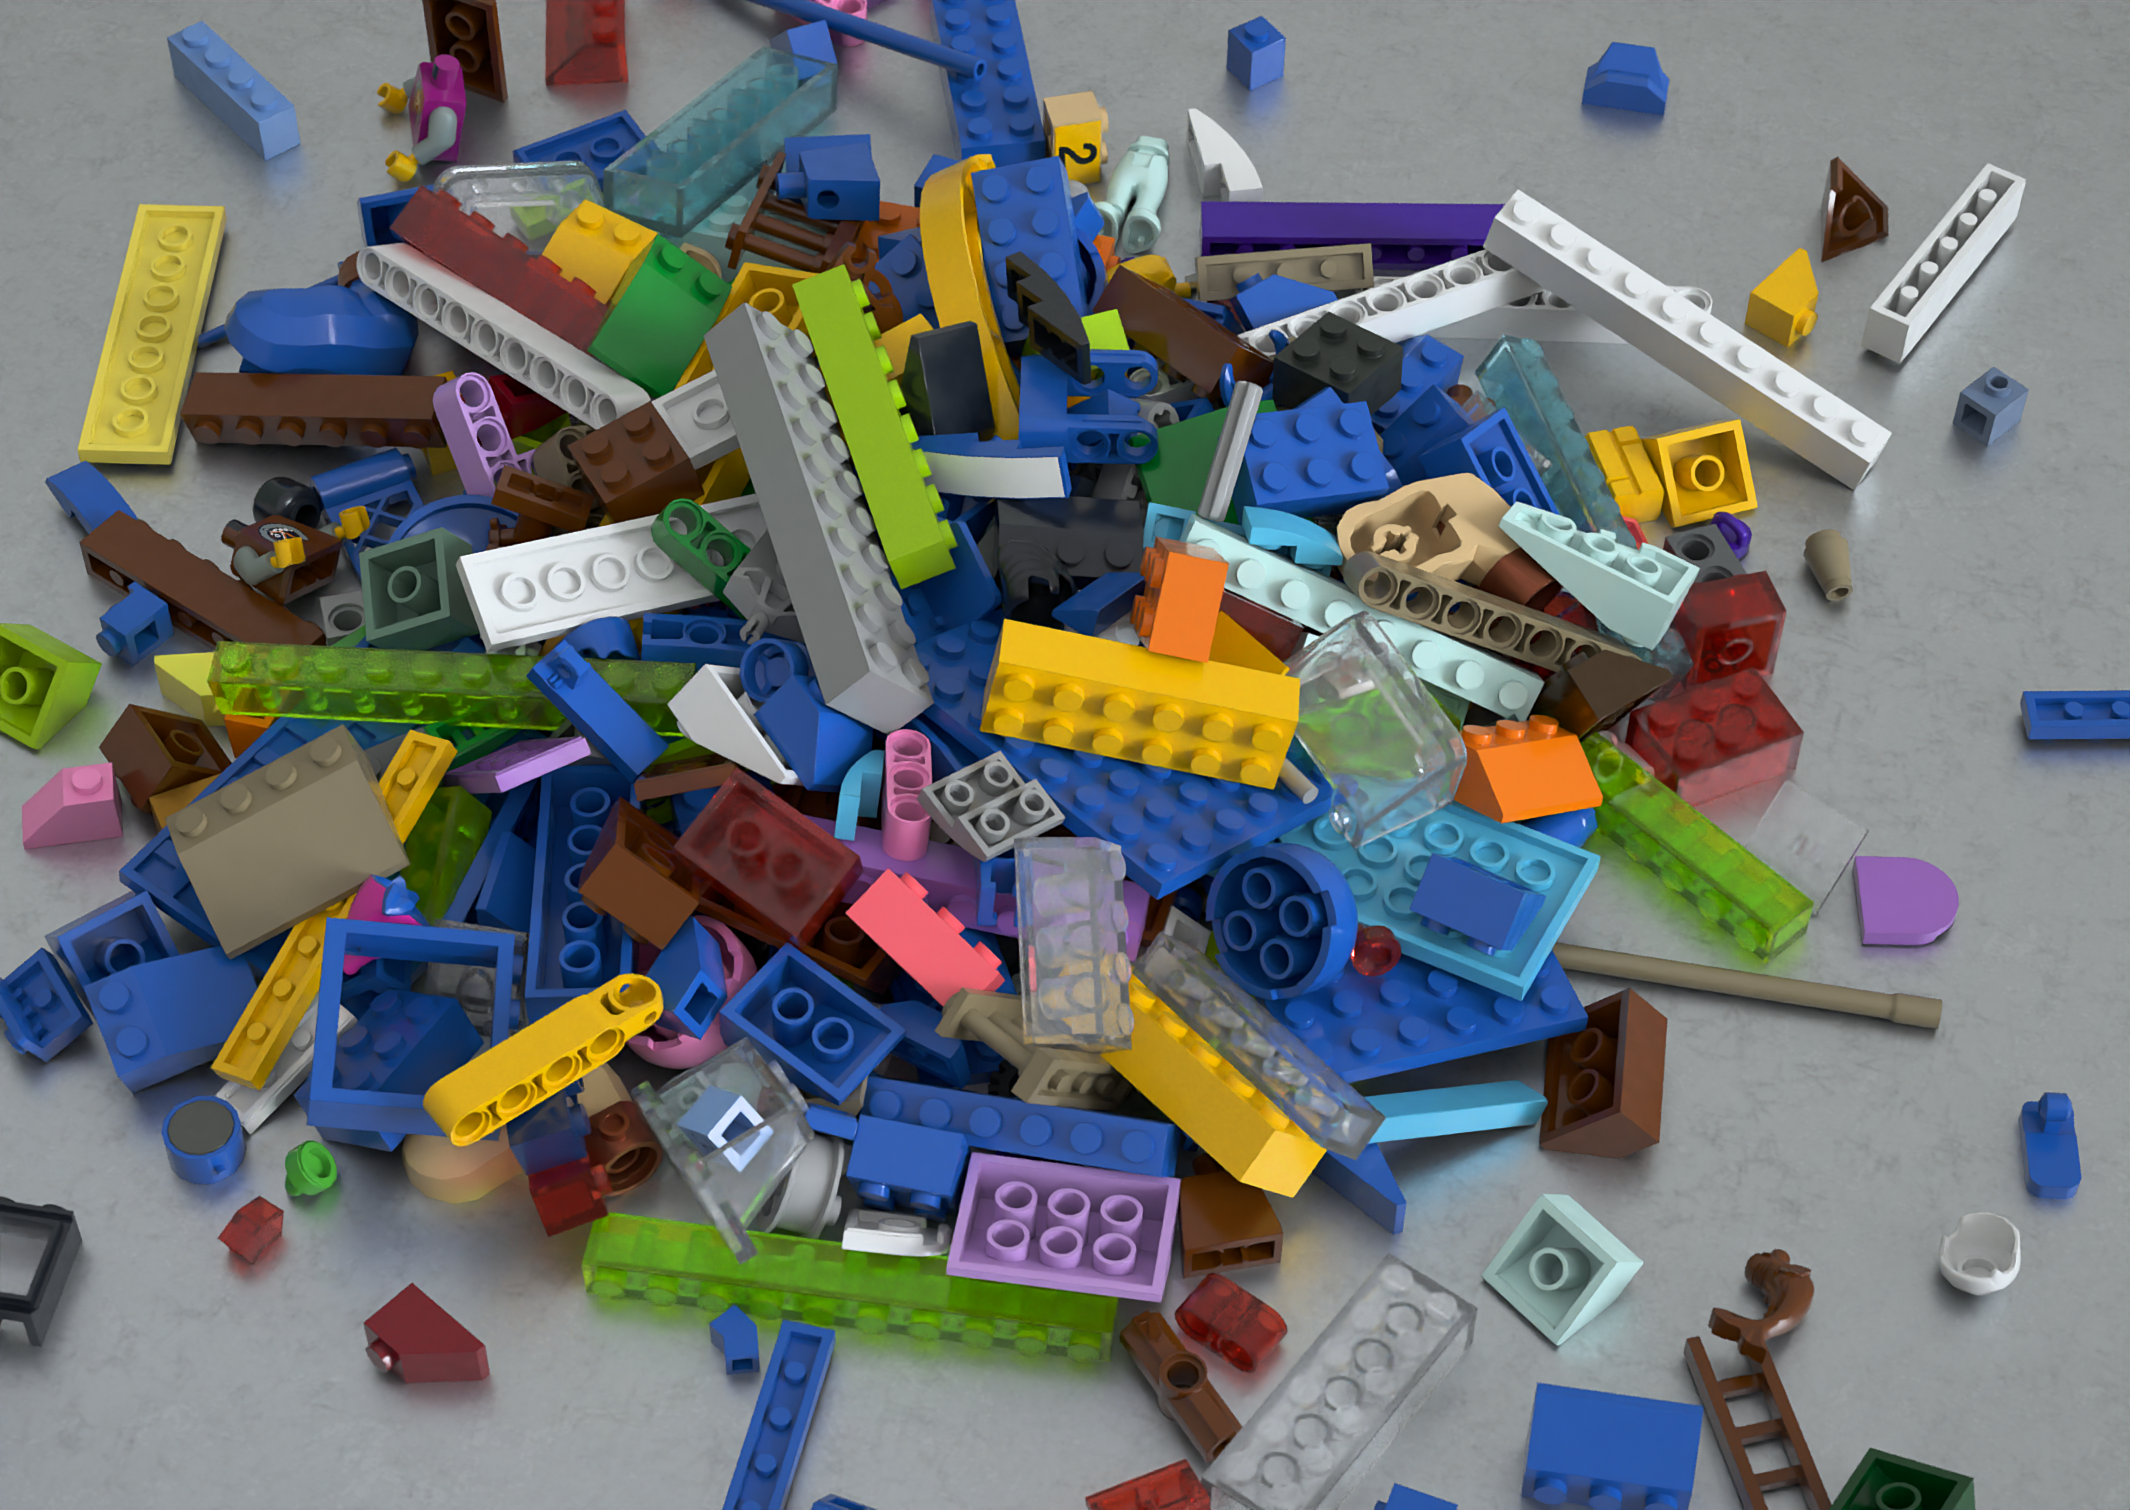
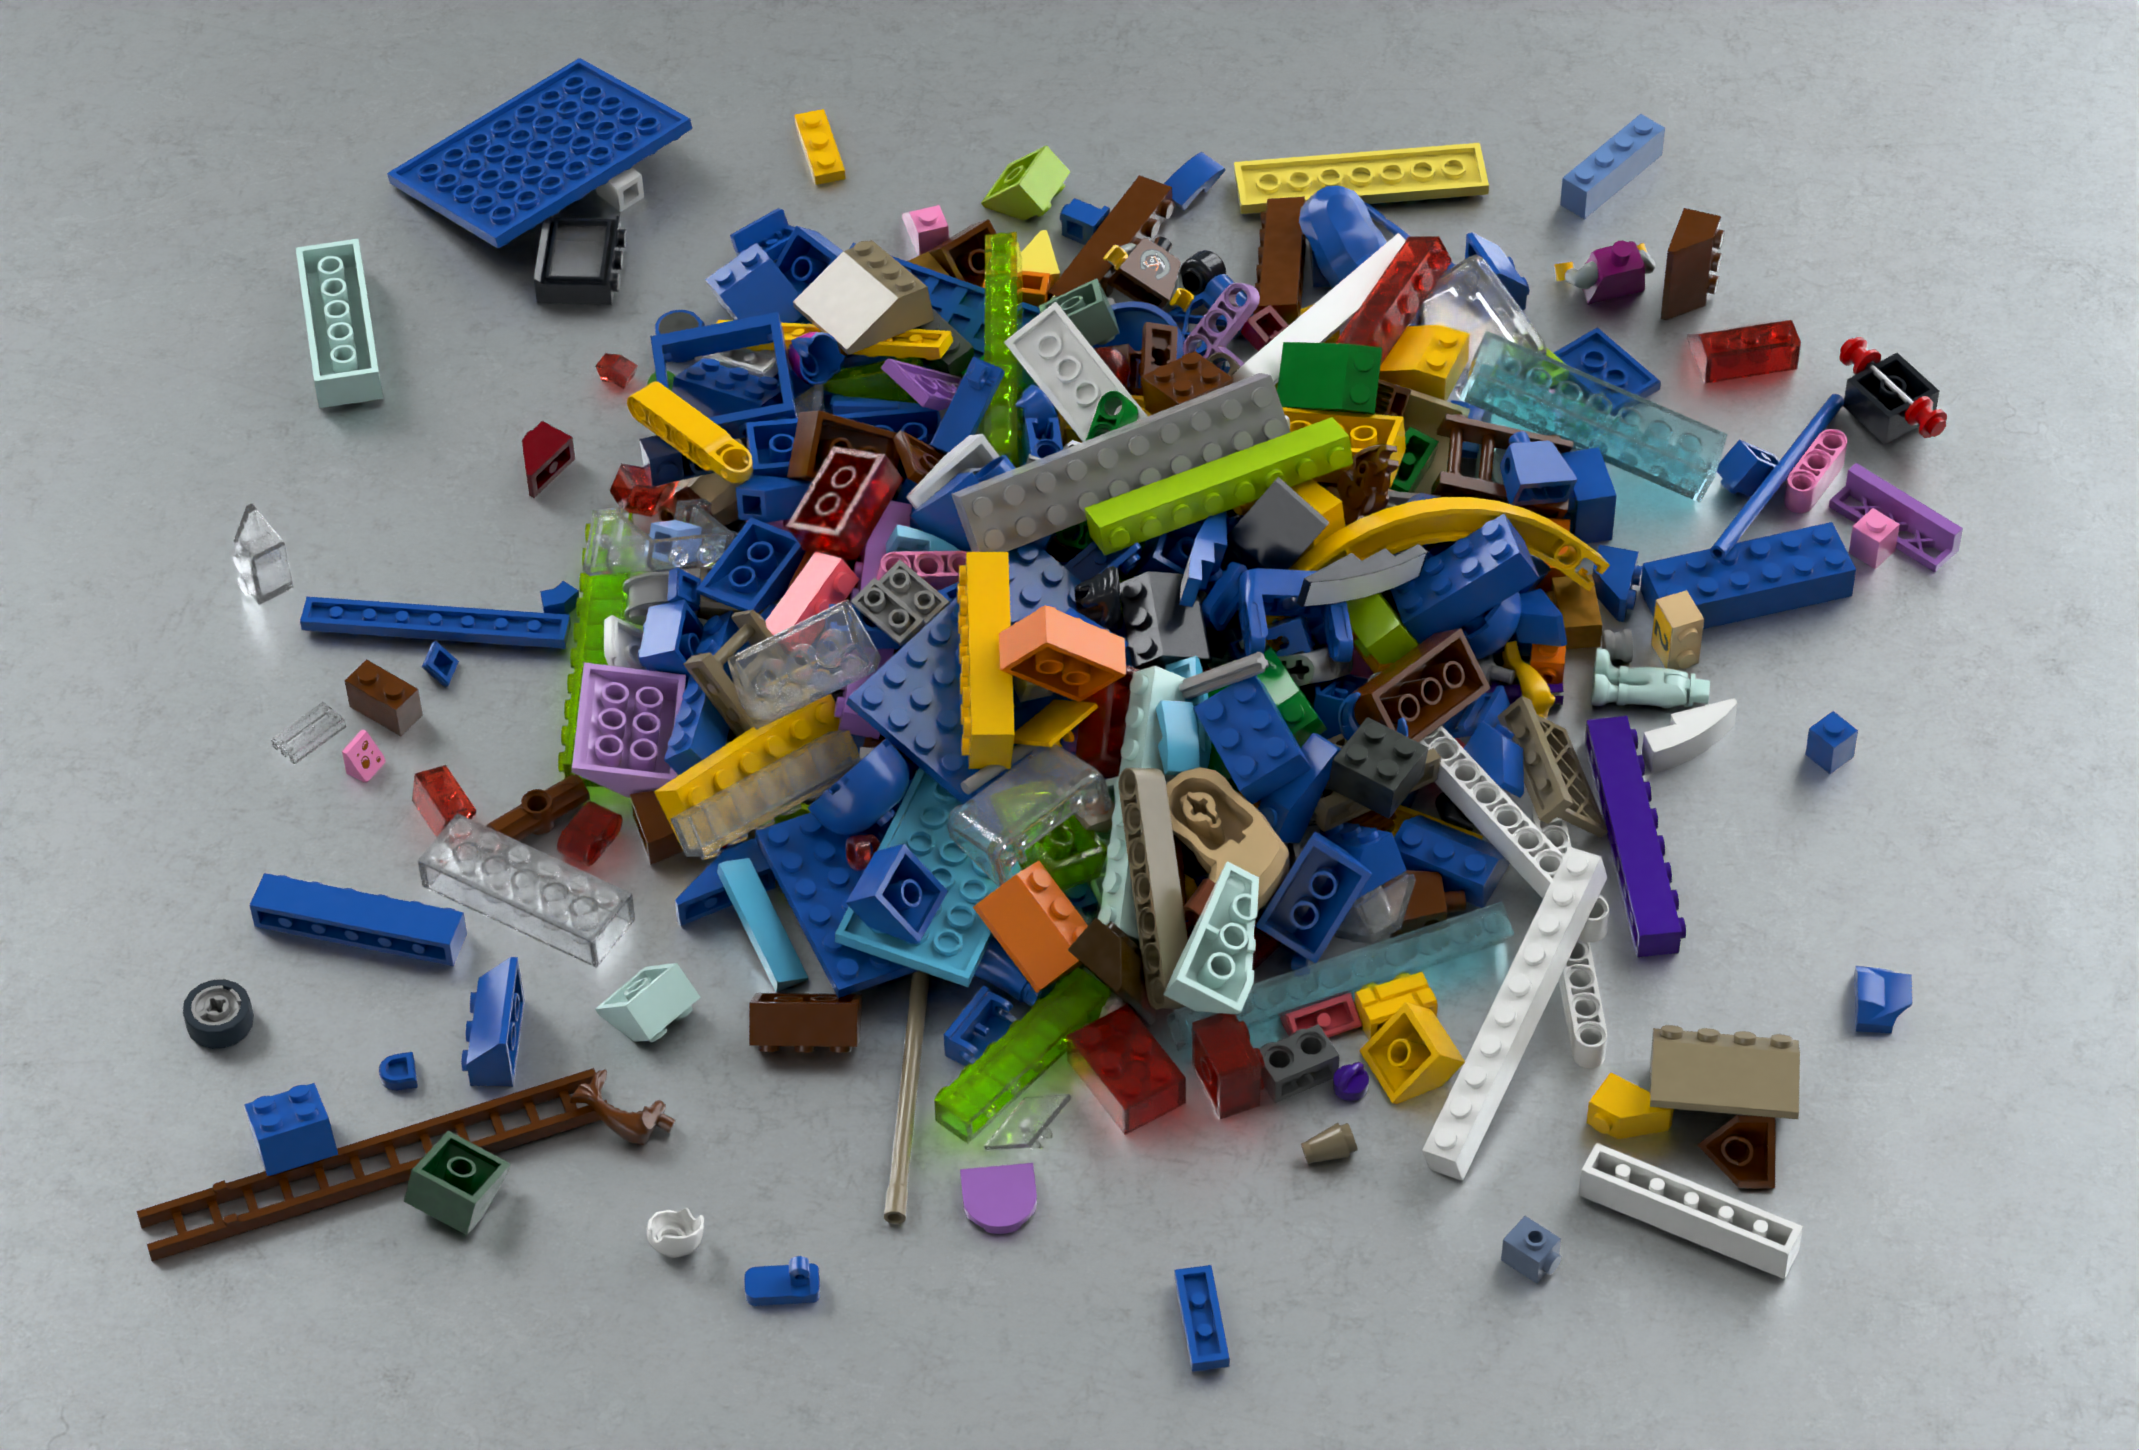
camera: 85 degrees right, 0 degrees up
(1634, 898) = (978, 1027): none -> blue hinge
(1765, 198) = (1725, 1072): none -> dark tan slope

